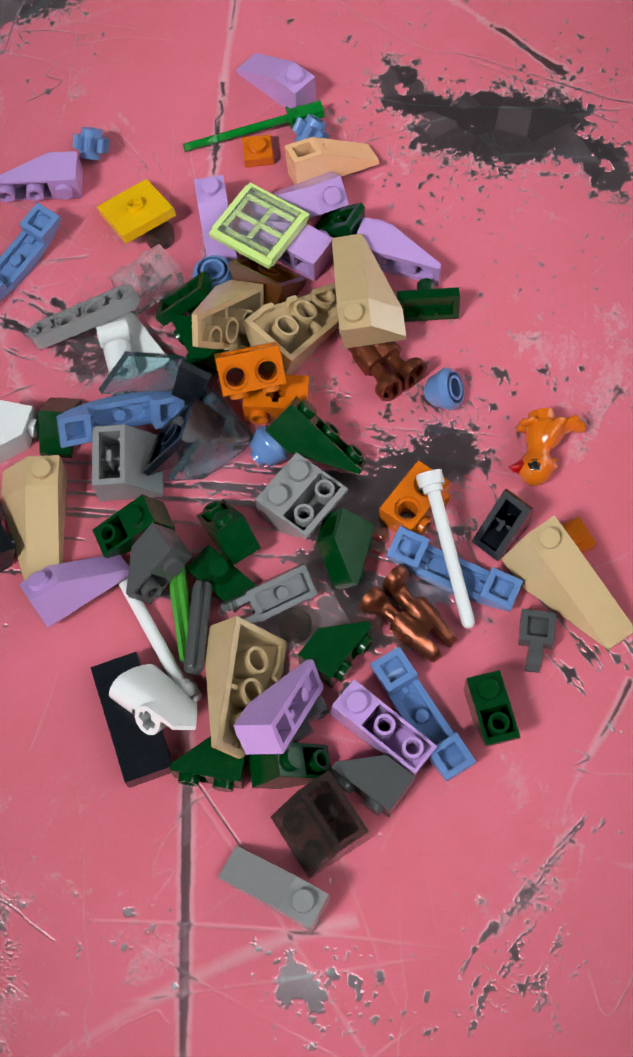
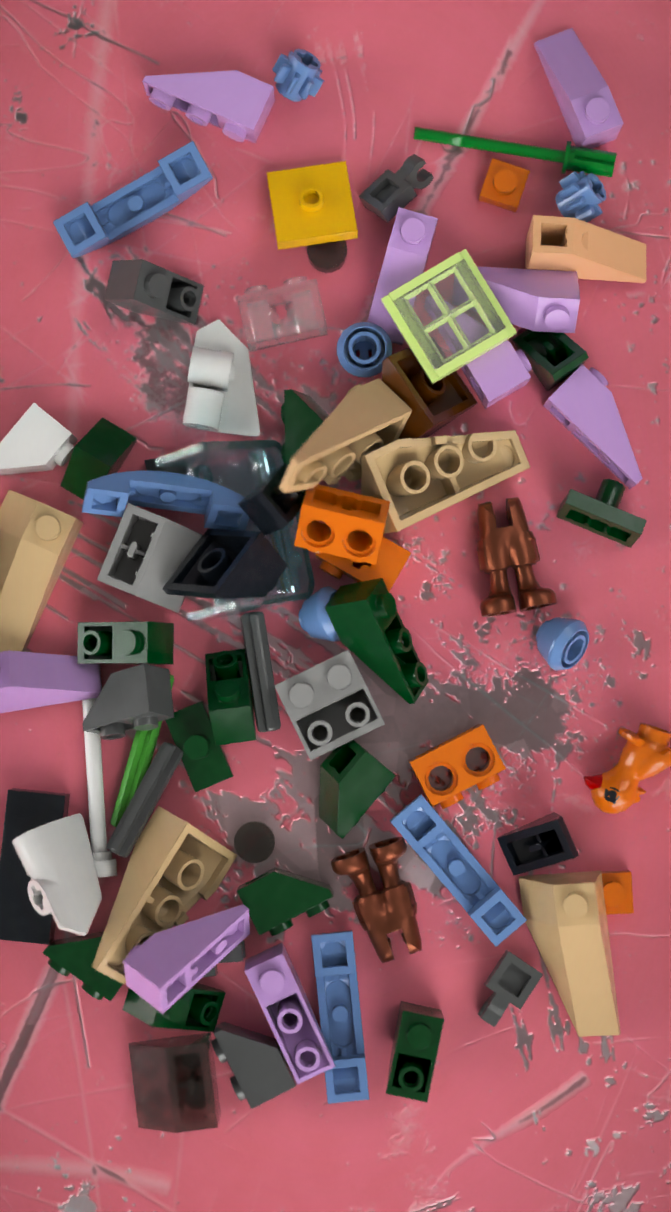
camera: 20 degrees right, 20 degrees up
(45, 297) = (153, 291): none -> dark grey slope
(84, 316) = (184, 331): light grey beam -> none
(183, 182) = (396, 189): none -> dark grey plate
(185, 298) = (314, 372): dark green tile -> none
(236, 498) = (260, 671): none -> dark grey axle
(274, 594) = (240, 802): hinge -> none
(275, 888) = (99, 1123): light grey slope -> none
(364, 298) = (526, 485): tan wedge -> none
(431, 484) = (481, 768): white piece -> none

